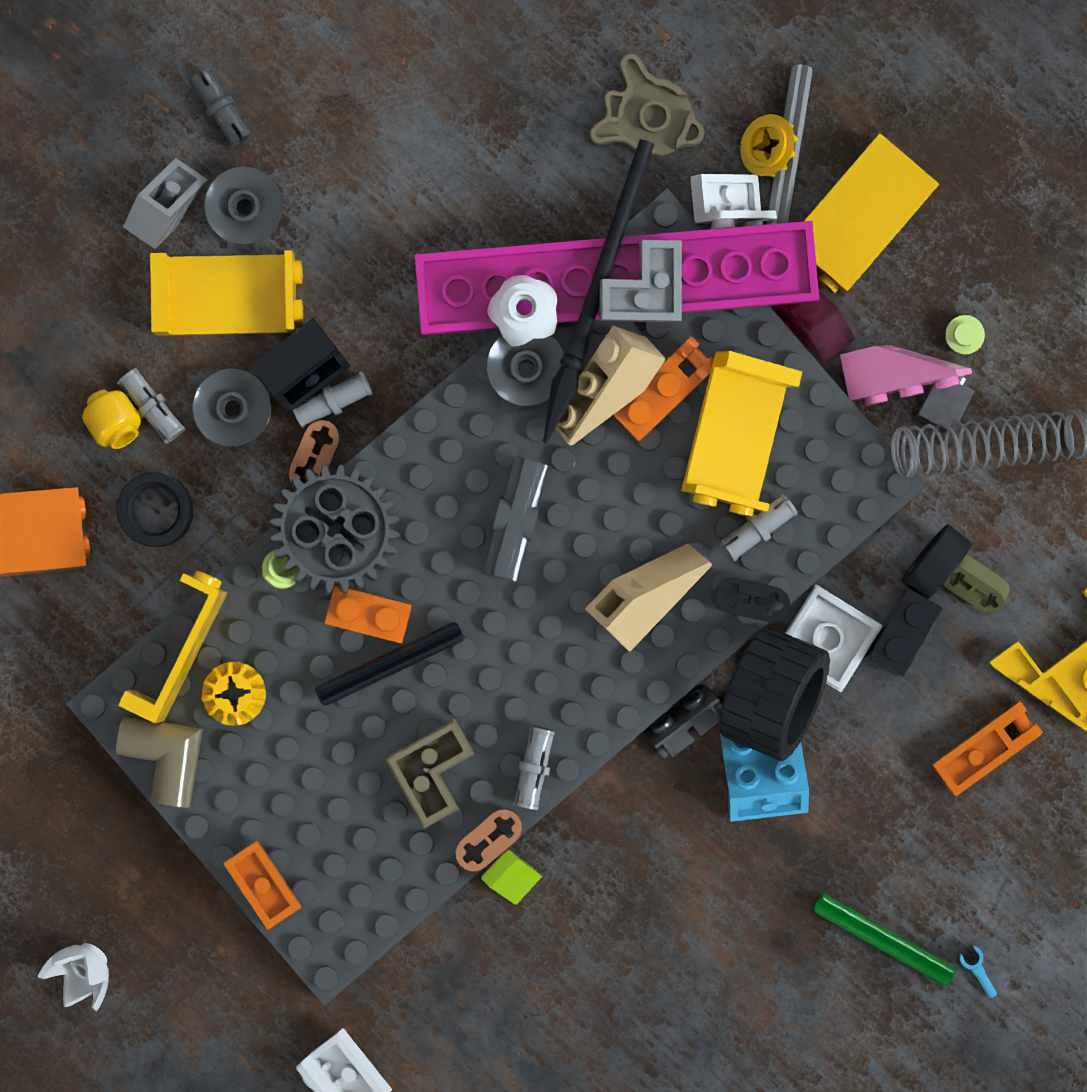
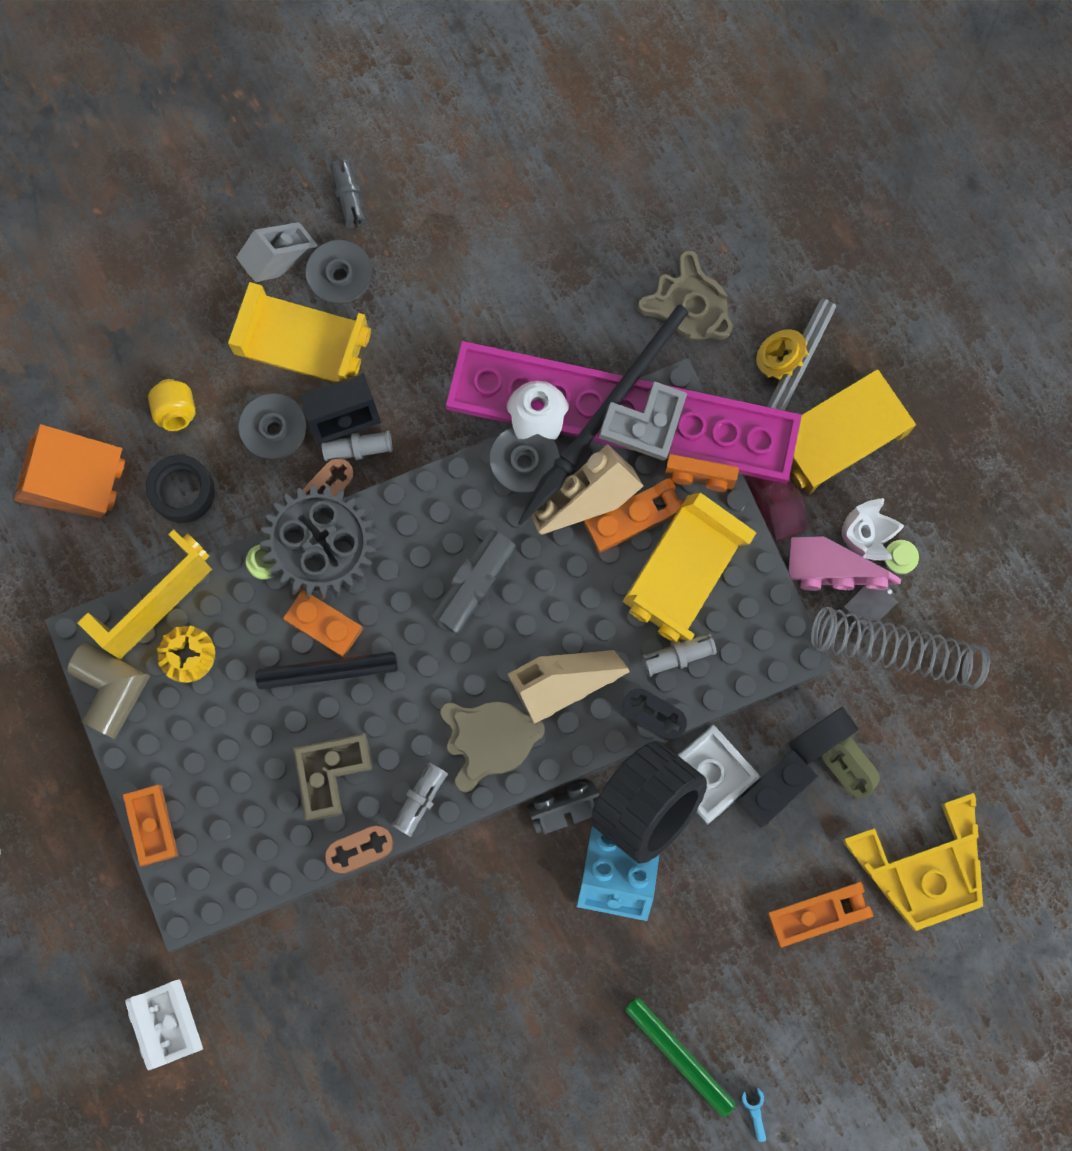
camera: 25 degrees right, 10 degrees down
(151, 406) = (208, 406): light grey pin -> none
(511, 877) = (369, 891): lime tile -> none
(587, 680) = (490, 738): none -> dark tan tile
(728, 201) = (734, 380): white bracket -> none
(739, 320) = (687, 470): none -> orange plate
(920, 319) = (868, 530): none -> white piece

